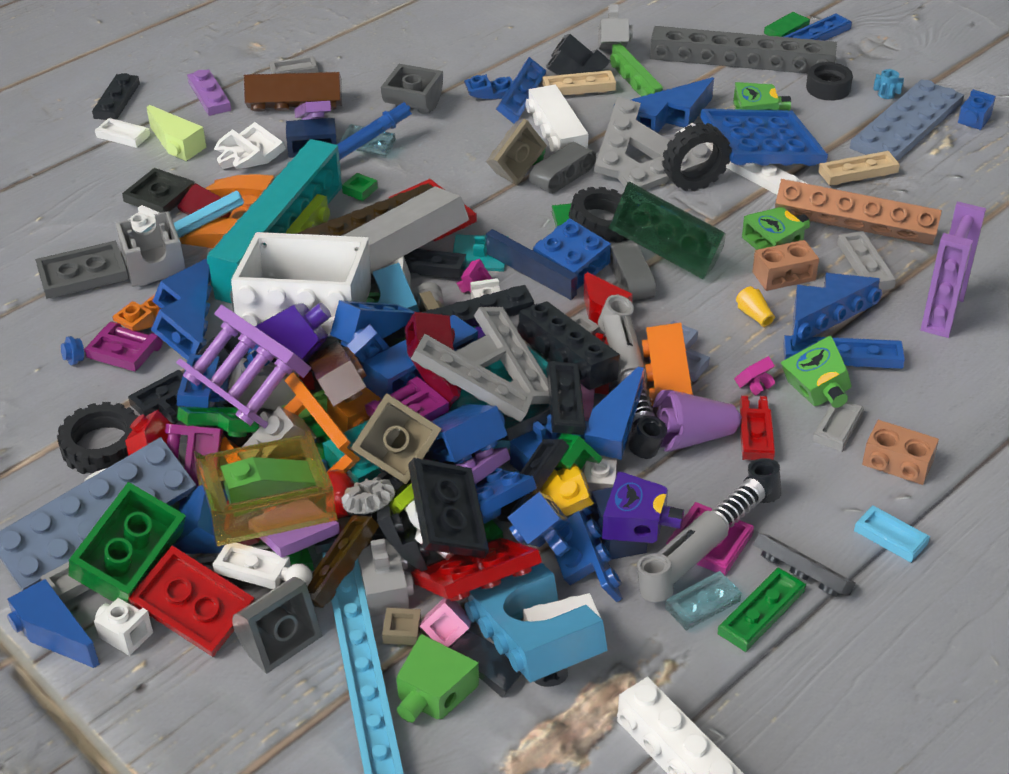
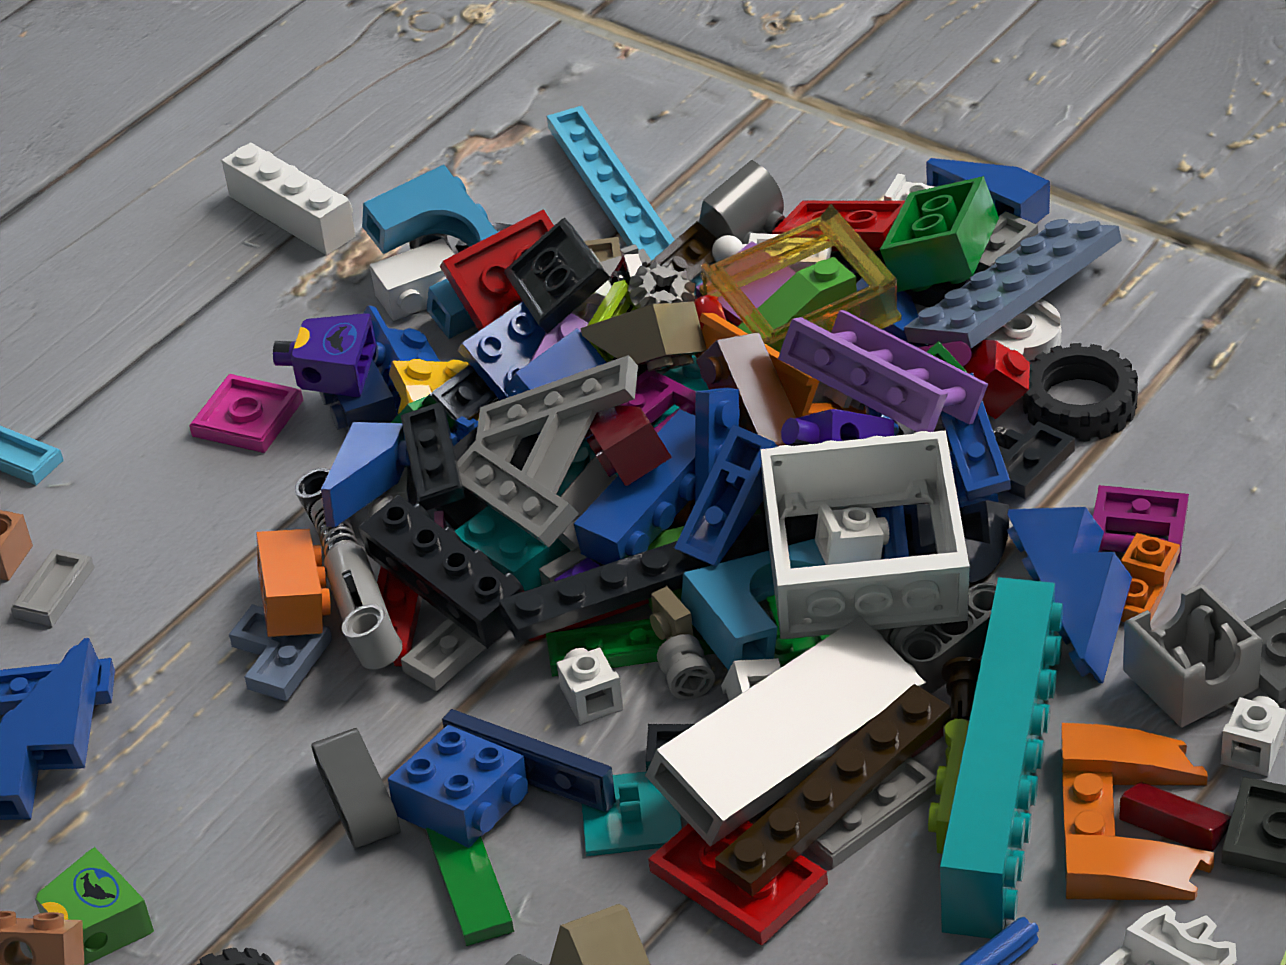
camera: 175 degrees right, 0 degrees up
(72, 350) = (1209, 498): blue plate -> none
(208, 213) = (1153, 740): medium azure axle -> none
(359, 186) = (897, 906): green plate -> none
(434, 680) = (557, 198): bright green torso -> none
(475, 272) = (619, 724): dark pink tile -> none
(539, 523) = (447, 314): blue brick -> none
(596, 199) = (429, 925): black tyre -> none
(596, 293) = (391, 708): red slope -> none
(663, 569) = (174, 446): light grey piece -> none
(668, 231) = (283, 809): clear green slope -> none
(694, 419) = (262, 505): medium lavender cone -> none
(703, 600) = (257, 335): clear light blue plate -> none
(755, 306) = (150, 753): yellow cone -> none
(755, 374) = (163, 624): dark pink tile -> none
(756, 430) = (171, 549): red hinge -> none
(761, 609) = (190, 350): green tile -> none
(785, 265) = (76, 828): nougat brick -> none
(803, 566) = (134, 386): plate -> none
(819, 373) = (63, 616): bright green torso -> none

